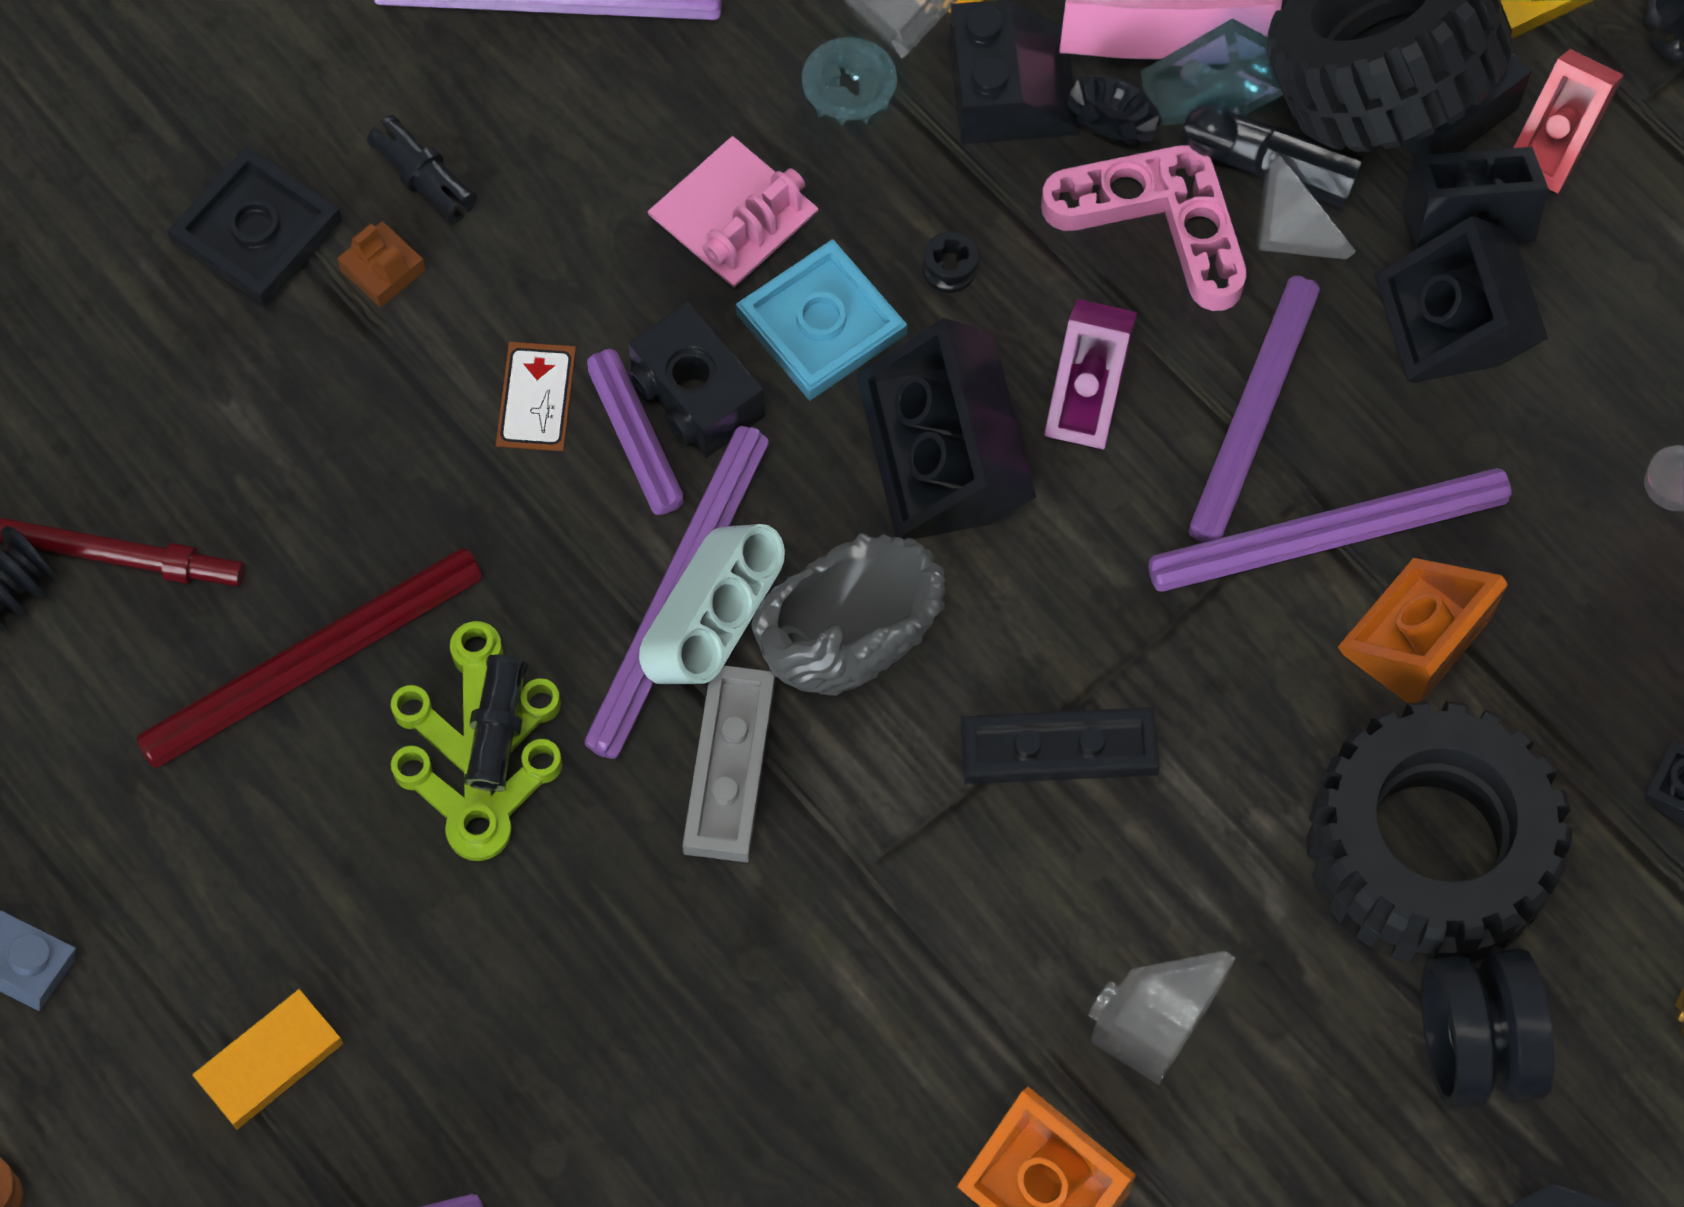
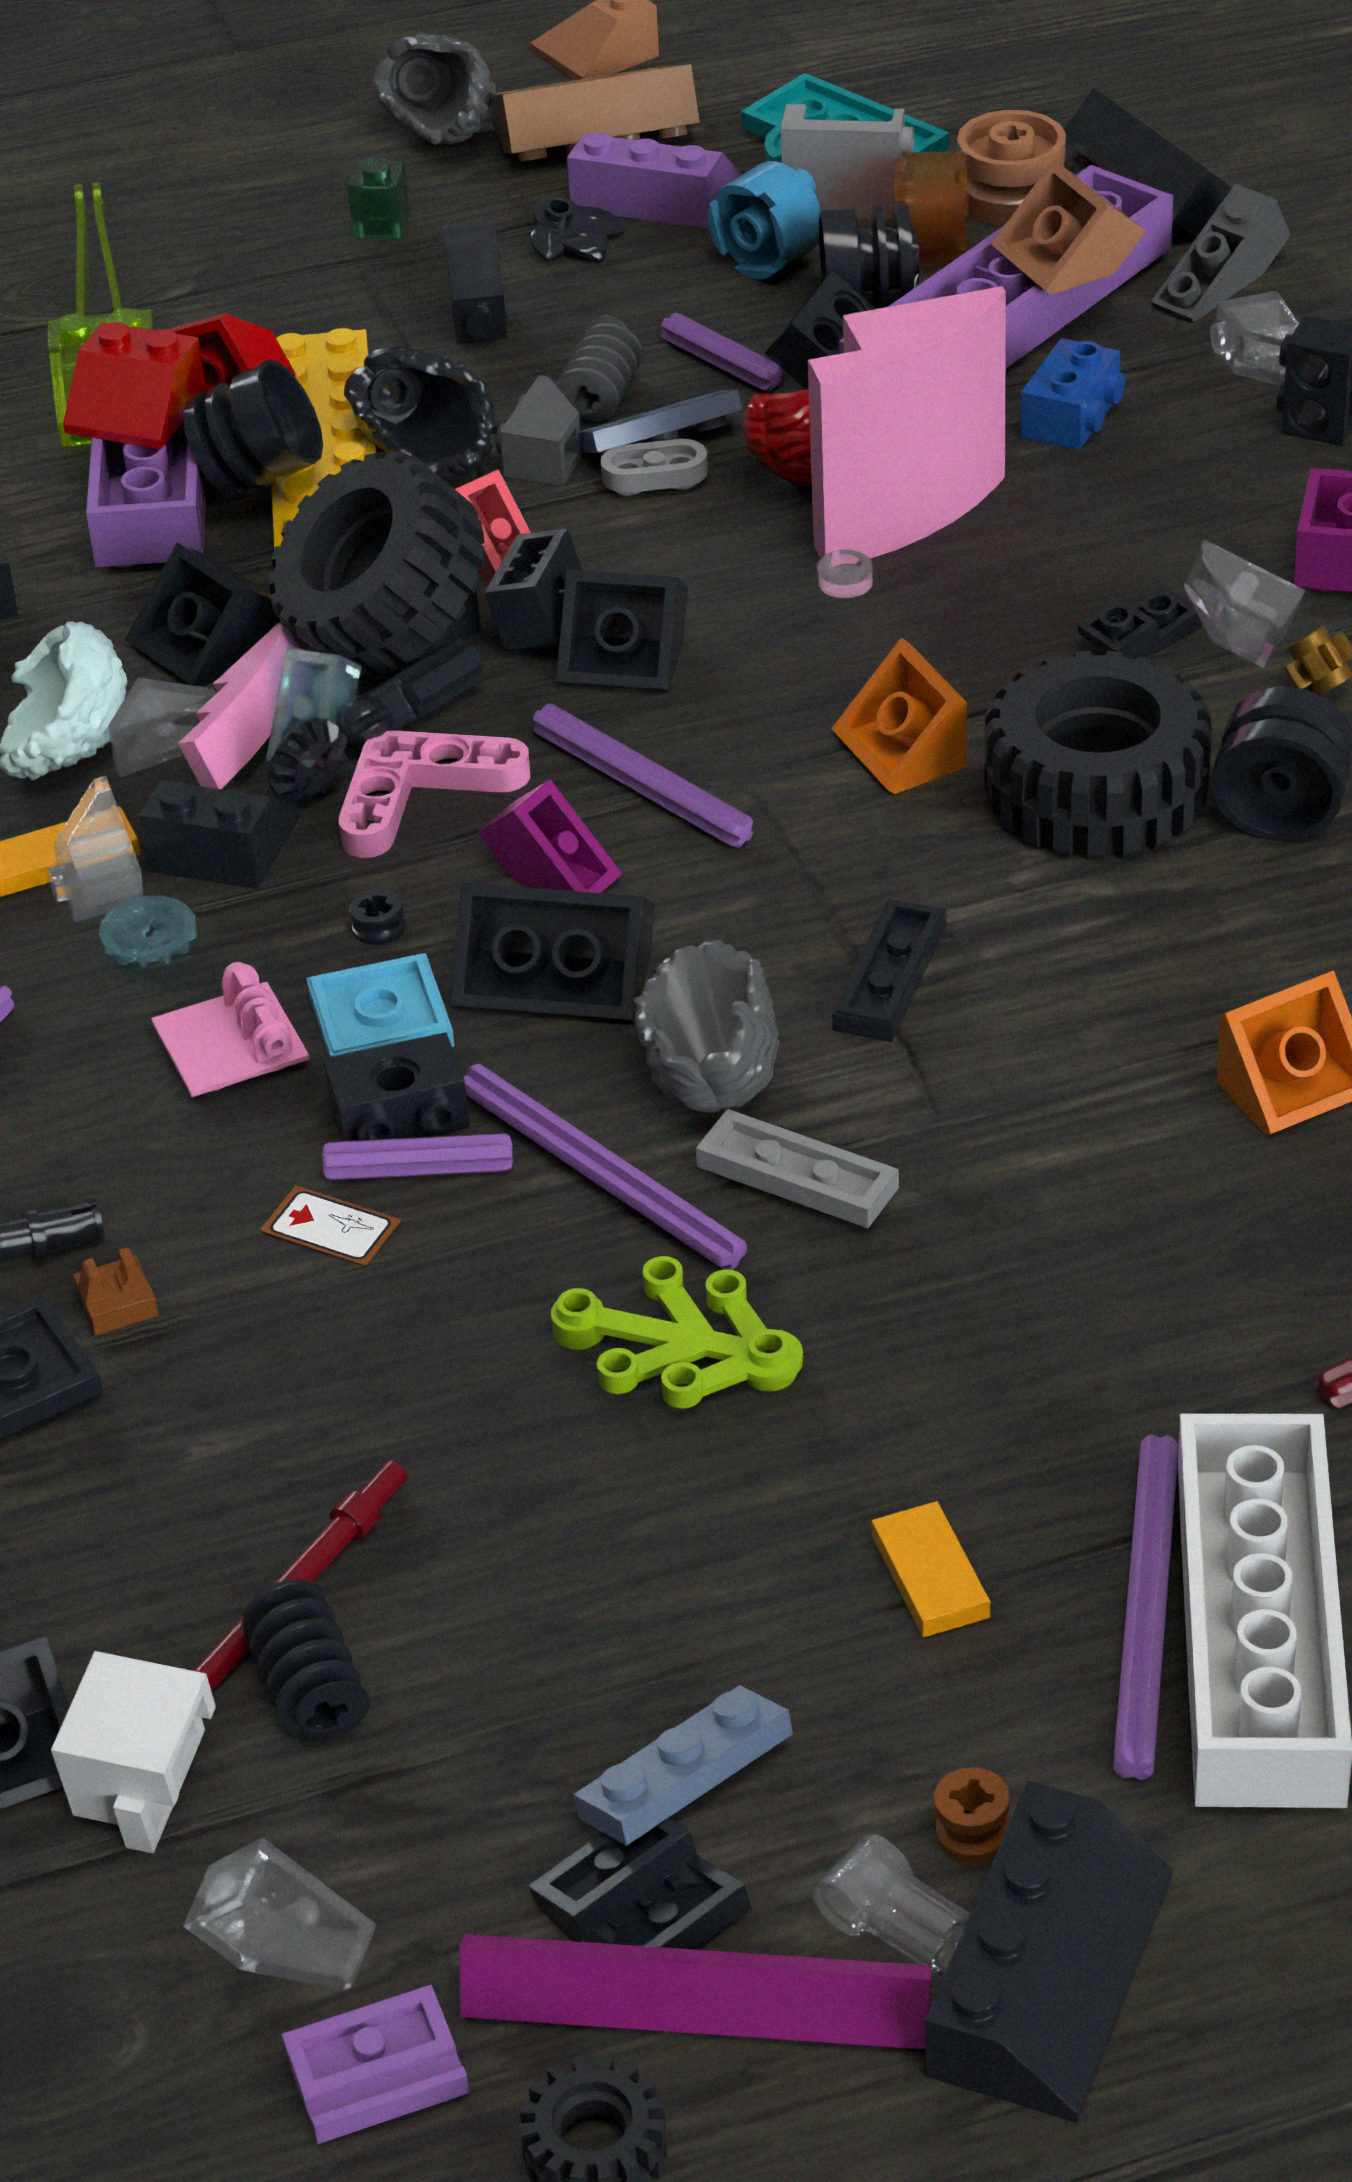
camera: 65 degrees left, 25 degrees down
(308, 657) = (518, 1446): dark red axle -> none
(496, 723) = (677, 1297): black pin -> none
(712, 604) = (639, 1127): light aqua beam -> none
(1157, 1011) = (1178, 961): clear slope -> none
(1293, 218) = (477, 687): clear slope -> none
(1329, 529) = (779, 766): medium lavender axle -> none

